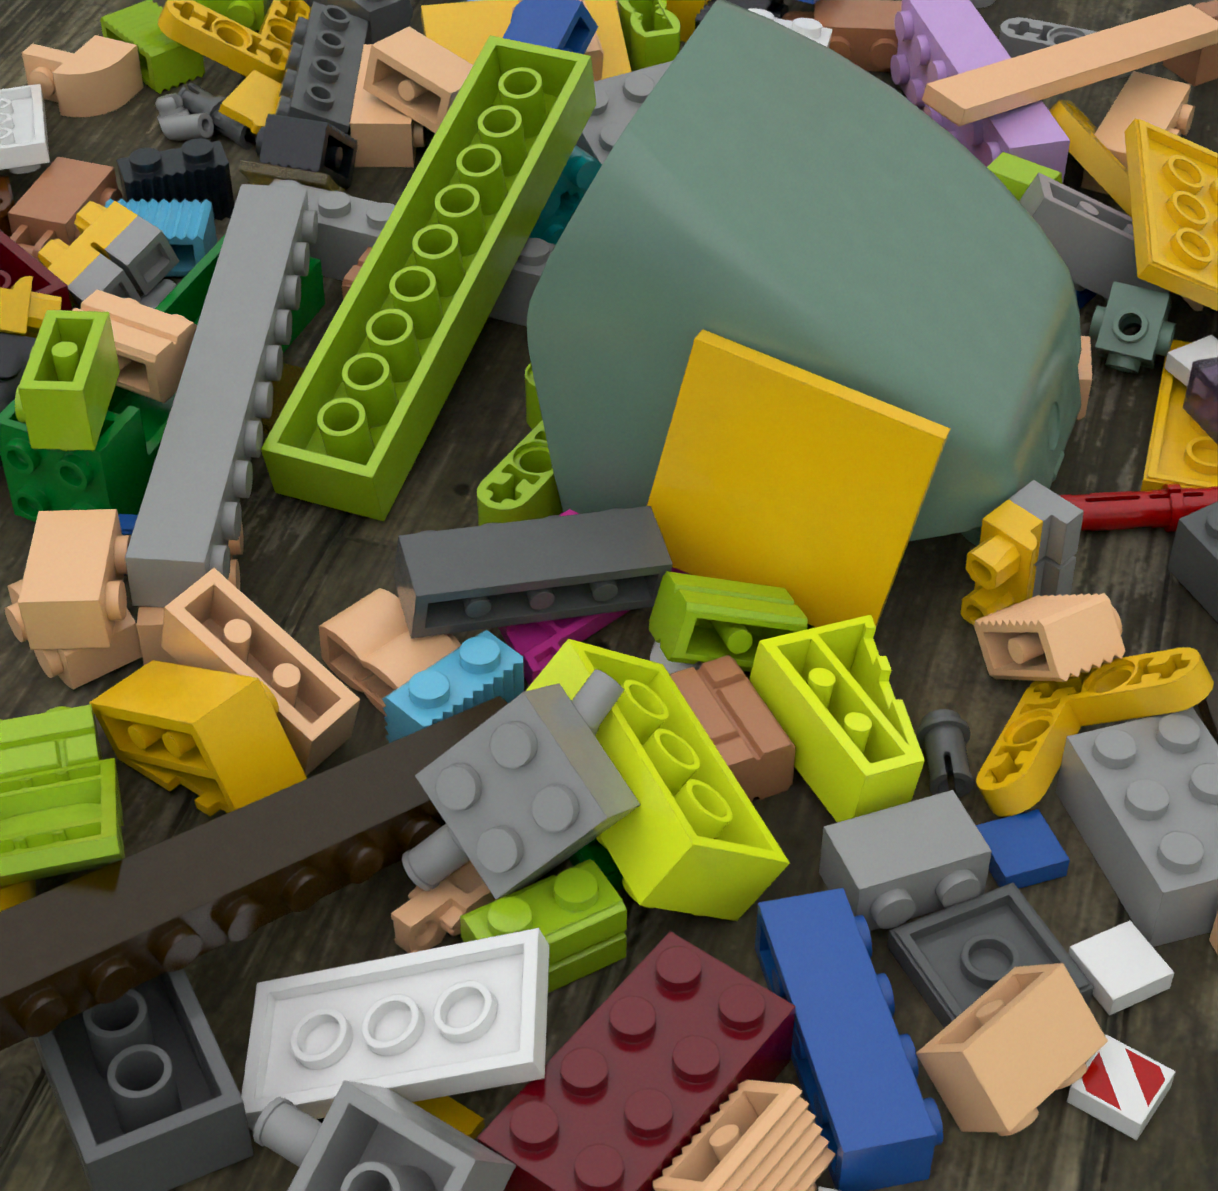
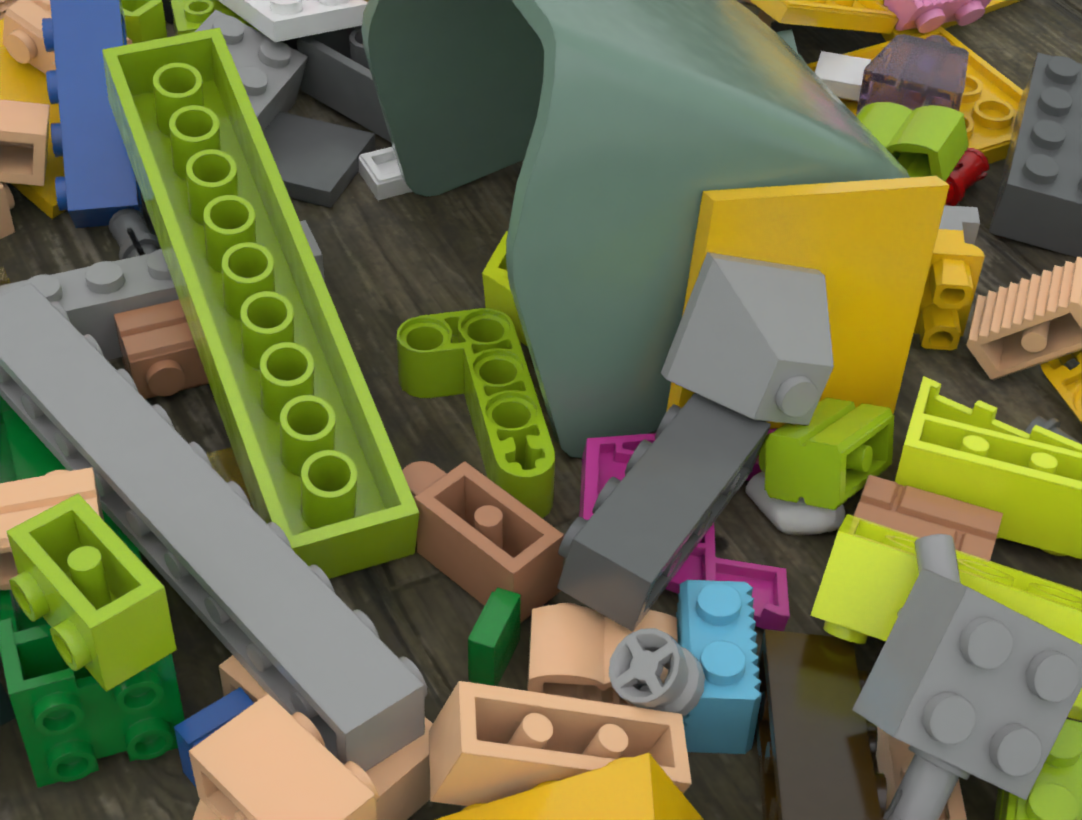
camera: 45 degrees left, 0 degrees up
(342, 588) = (494, 638): none -> green tile
(370, 663) = (638, 667): none -> light grey wheel
(407, 503) = (484, 535): none -> nougat brick
(702, 483) = (755, 339): none -> light grey slope
(1153, 444) = (921, 139): none -> lime brick

